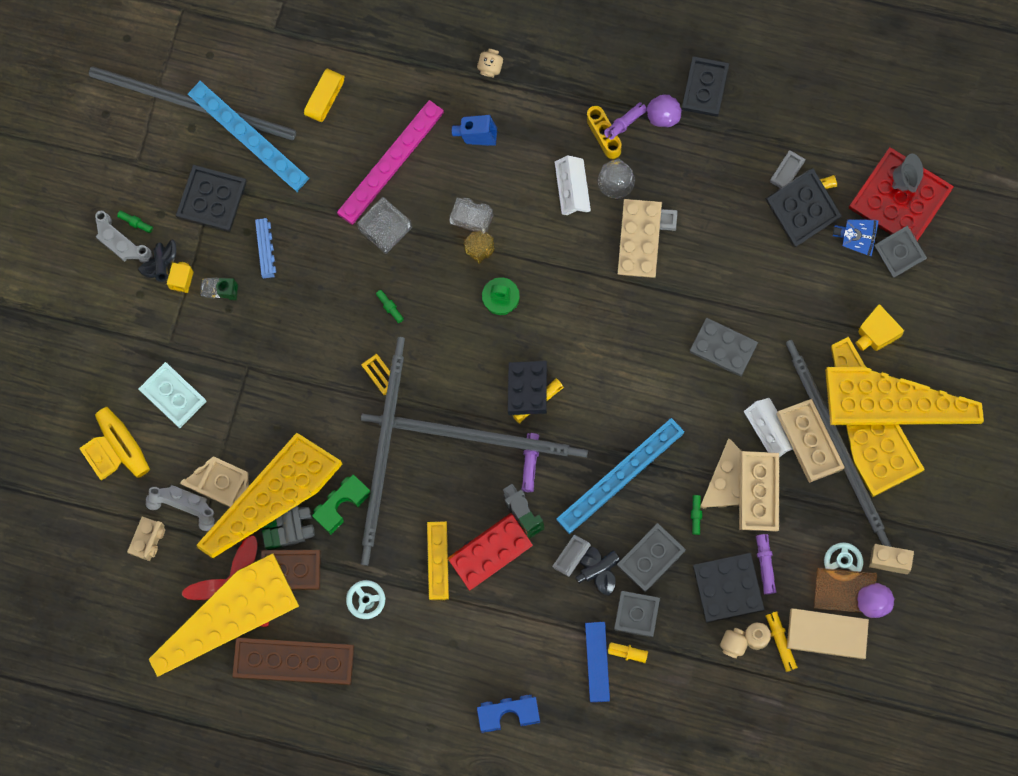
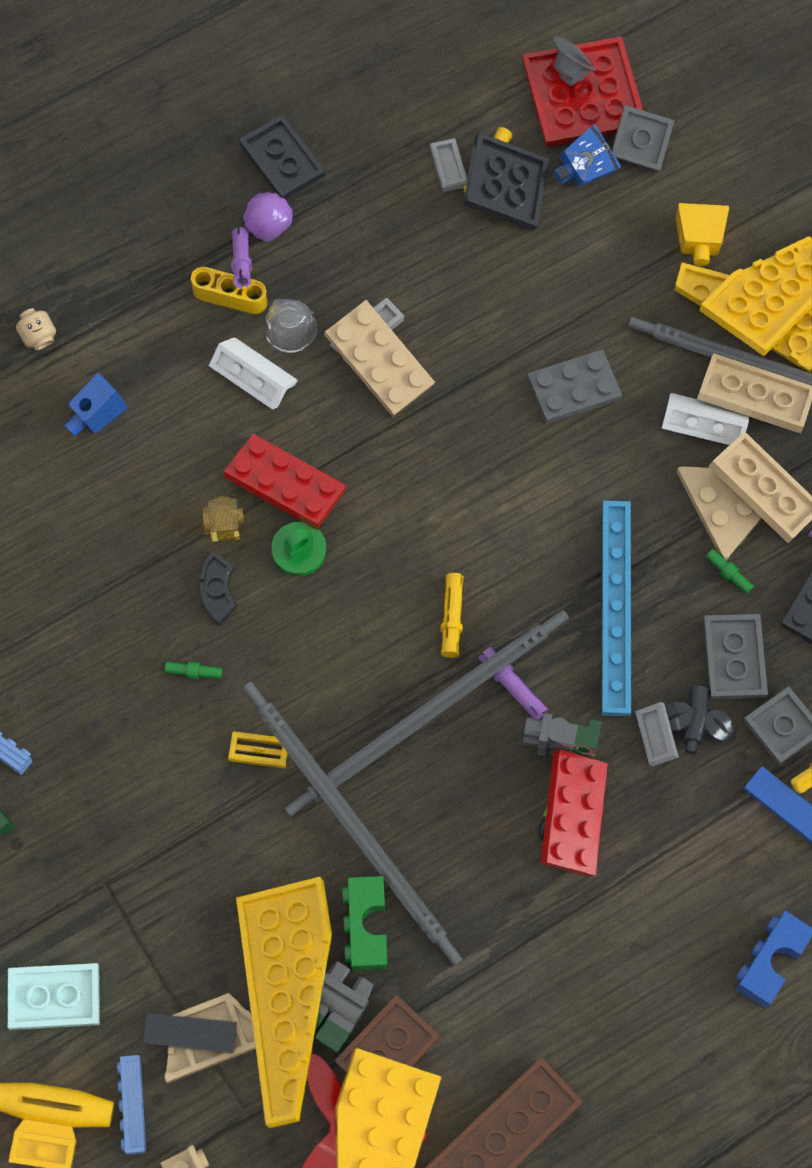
camera: 55 degrees left, 5 degrees down
(157, 477) = (131, 1105): none -> medium blue piece
(184, 501) = (190, 1097): light grey plate -> none
(211, 472) = (190, 1033): none -> black tile
(373, 598) = (506, 1006): light aqua piece -> none
(384, 225) = (100, 591): clear brick -> none
(390, 162) = (34, 526): dark pink plate -> none
(437, 561) = (528, 879): yellow tile -> none
(442, 276) = (214, 587): none -> black tile
(471, 215) = (181, 496): clear brick -> none
(527, 388) = (430, 610): black plate -> none
(528, 256) = (284, 481): none -> red plate

